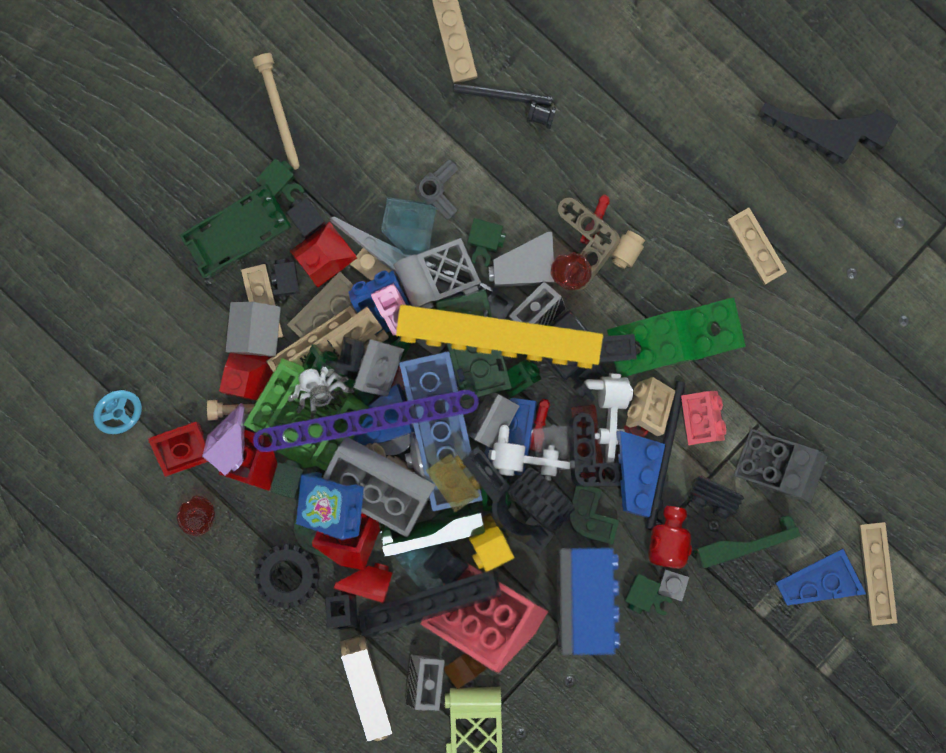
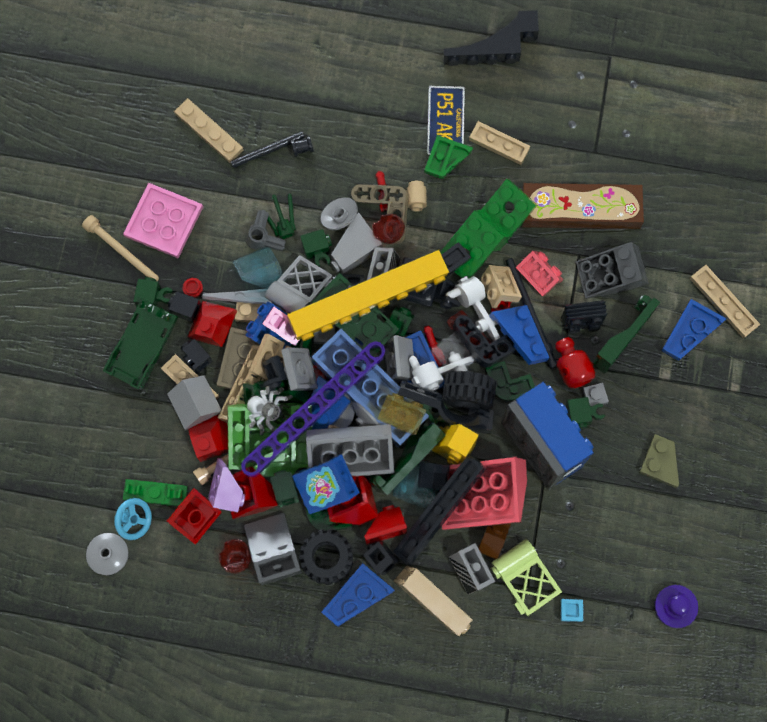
camera: 30 degrees left, 10 degrees down
(83, 433) = (117, 554): none -> light grey dish
(157, 397) = (155, 492): none -> green plate
(238, 532) = (272, 549): none -> dark grey slope
(294, 633) = (357, 595): none -> blue wing
(327, 200) = (192, 287): none -> red plate
(342, 106) = (163, 220): none -> bright pink plate
(464, 196) = (284, 228): none -> dark green plant
(528, 211) = (339, 213): none -> light grey dish
(687, 225) = (445, 156): none -> green wing
(694, 697) = (661, 461): none -> olive wing
(717, 182) = (445, 114): none -> dark blue sticker
(800, 375) = (585, 206): none -> brick

